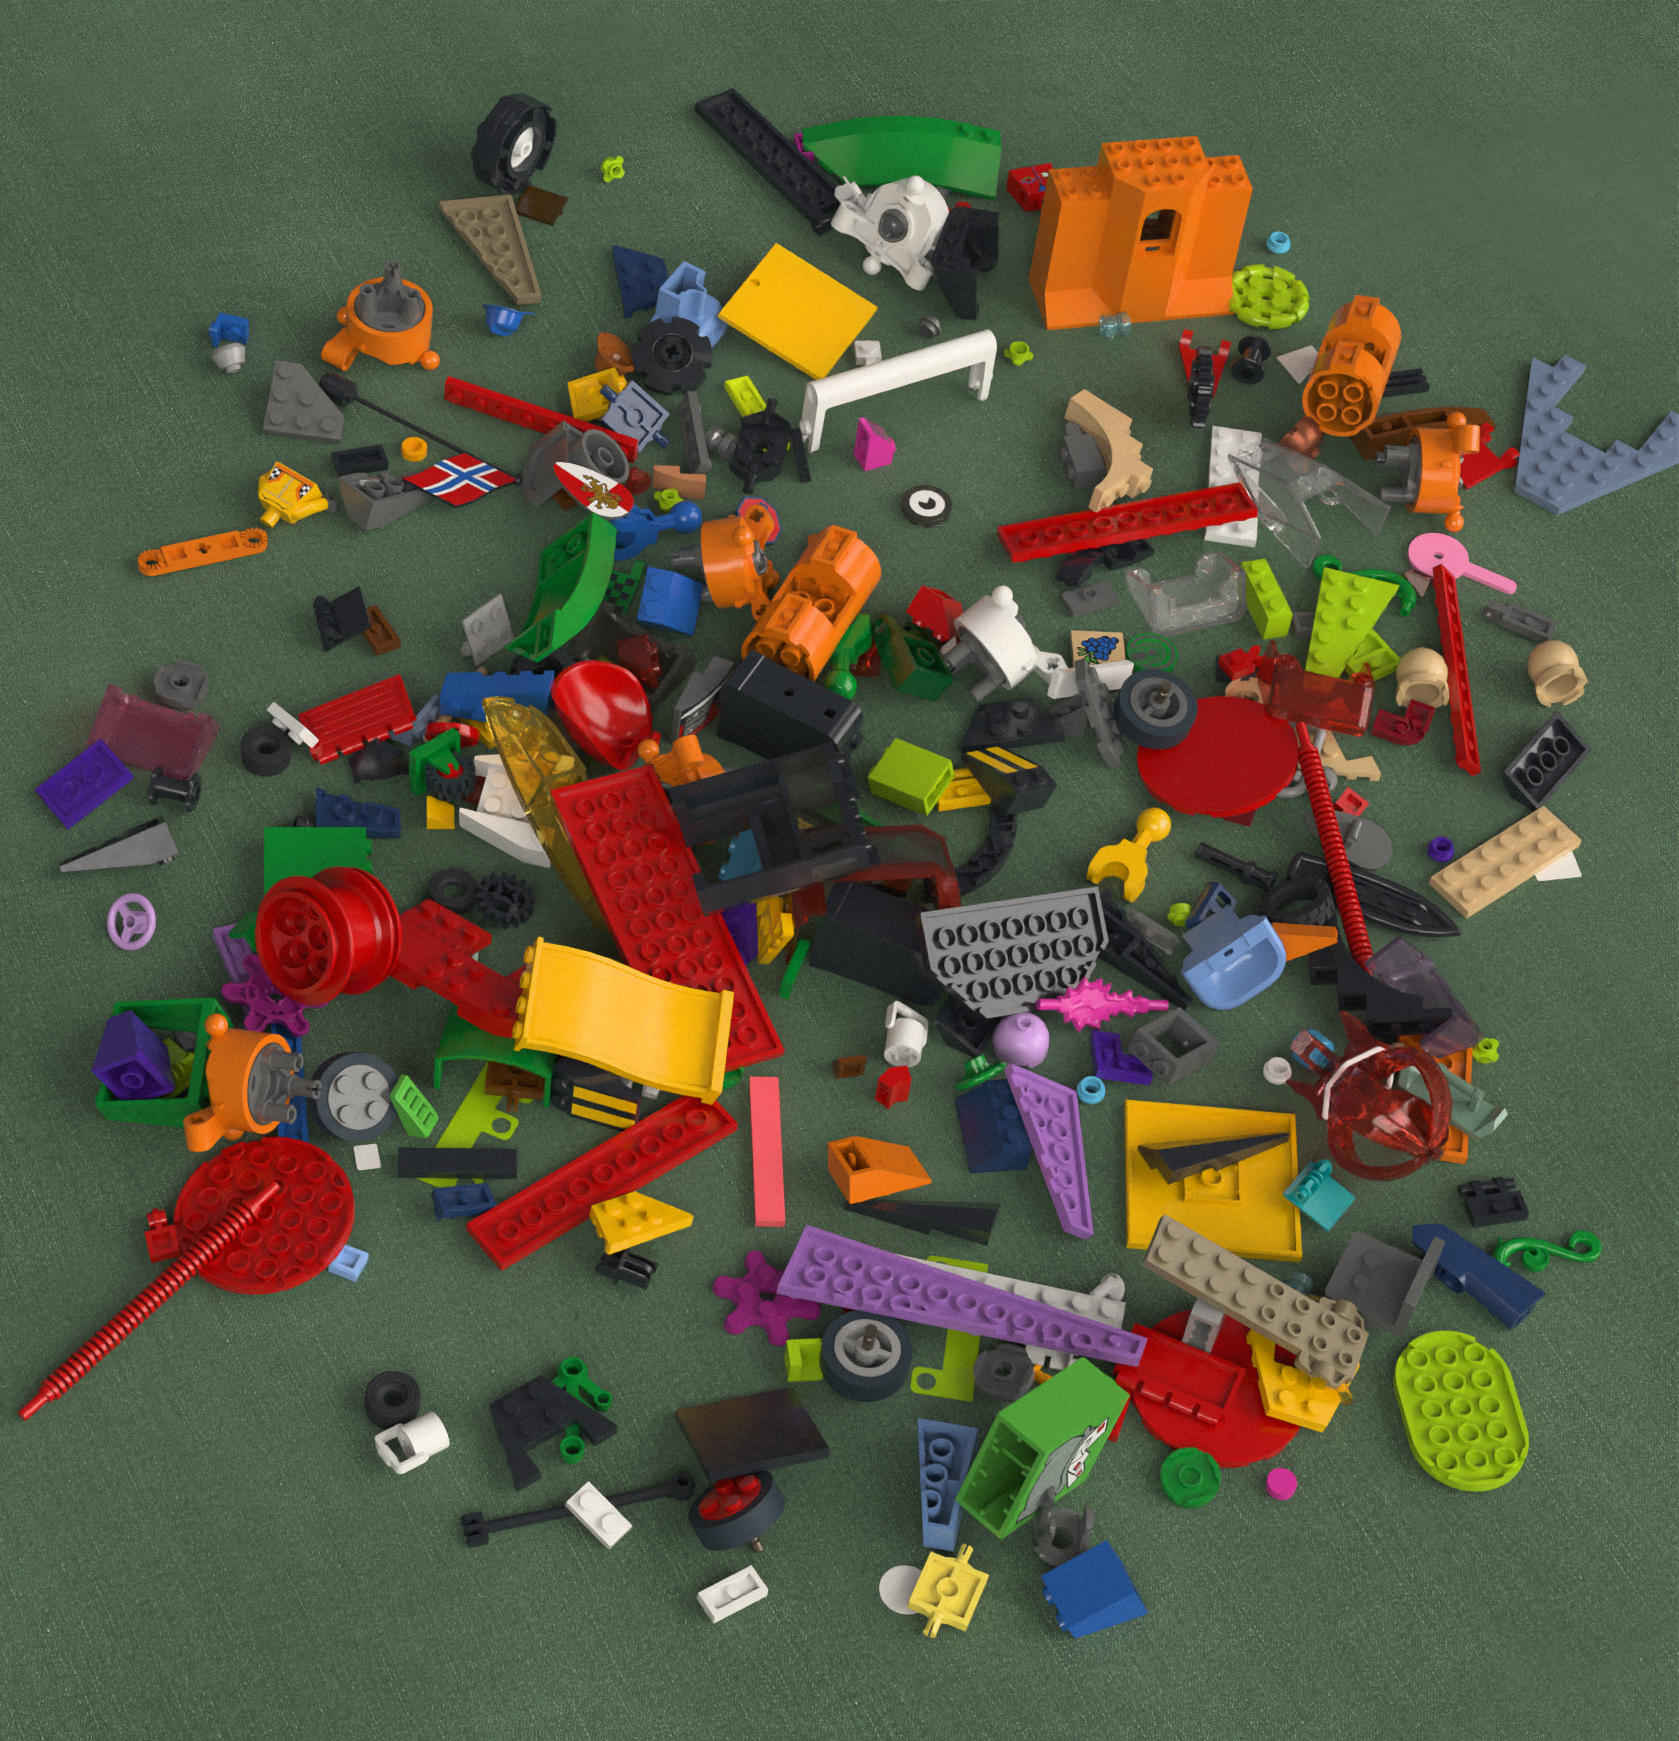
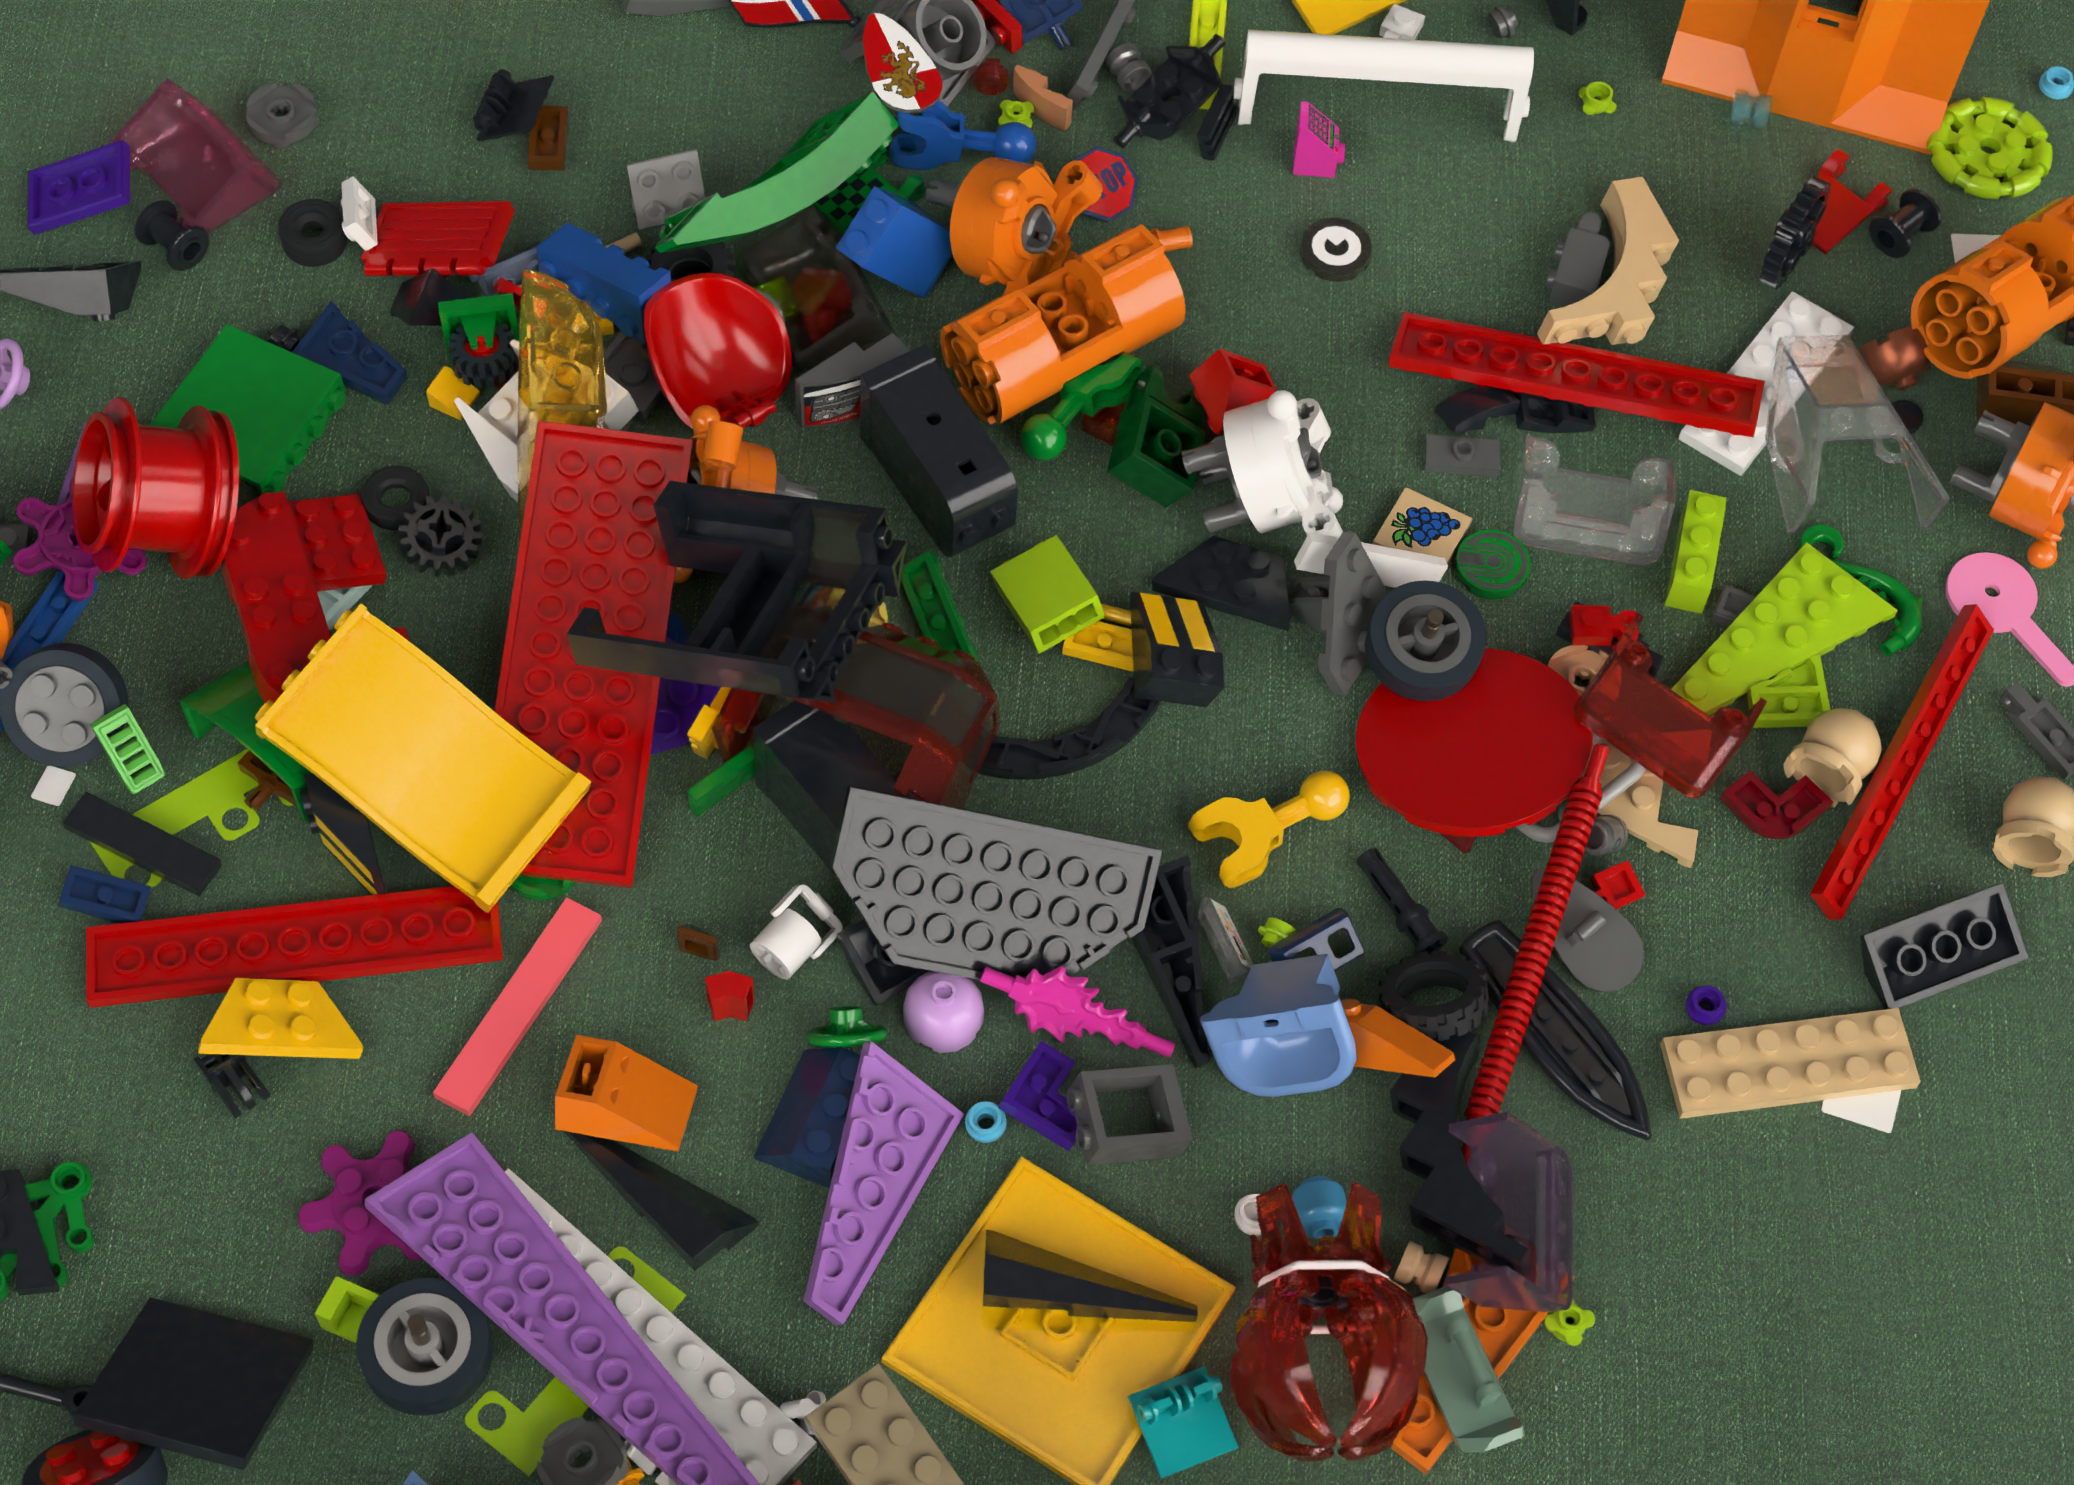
camera: 35 degrees right, 10 degrees up
(1419, 581) = (1936, 614): reddish brown slope -> none

